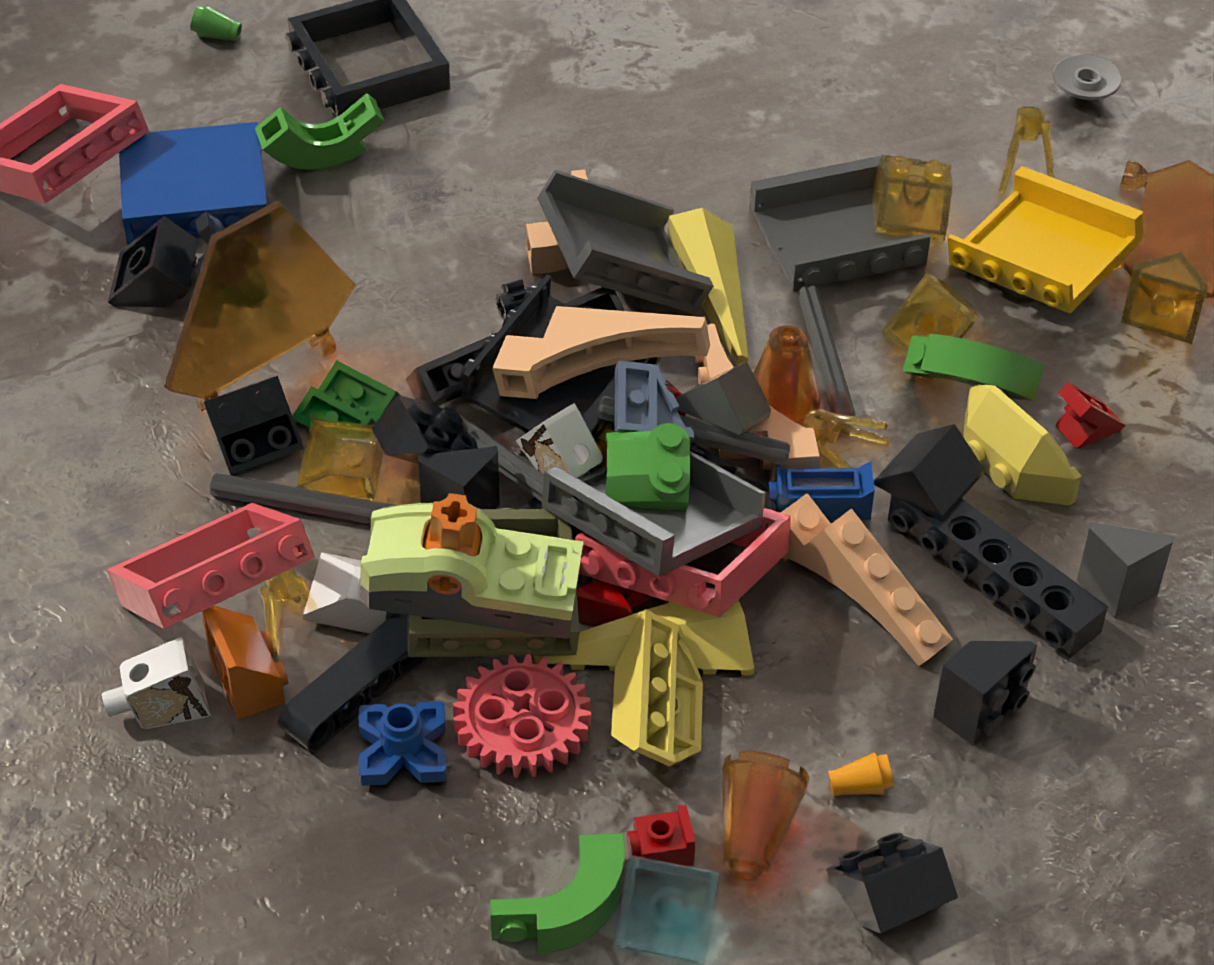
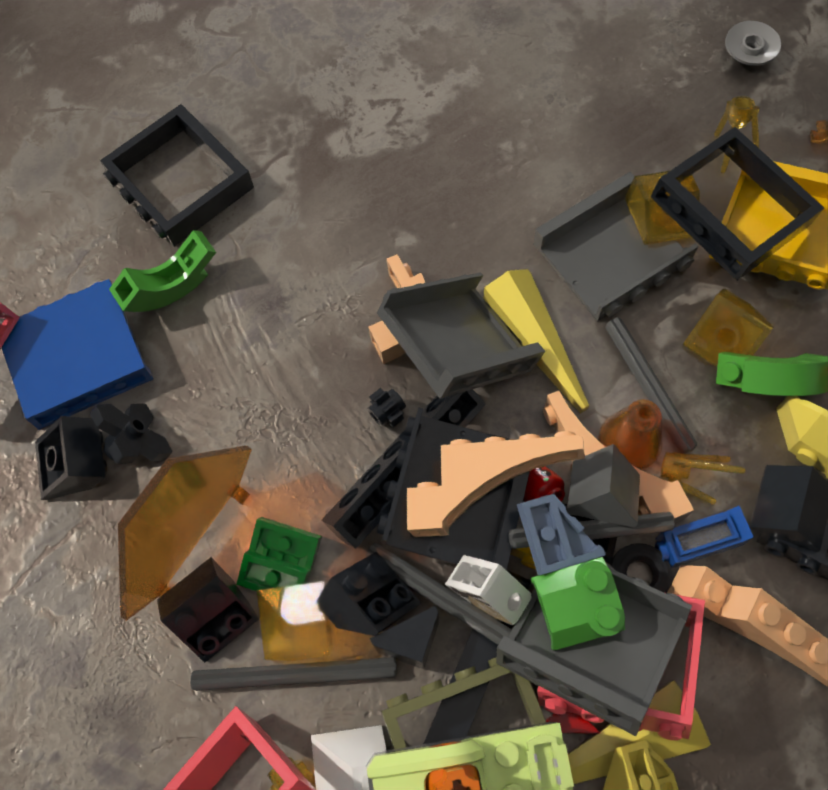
camera: 10 degrees left, 20 degrees up
(213, 24) = (40, 177): bright green cone -> none
(960, 244) = (708, 229): none -> black window

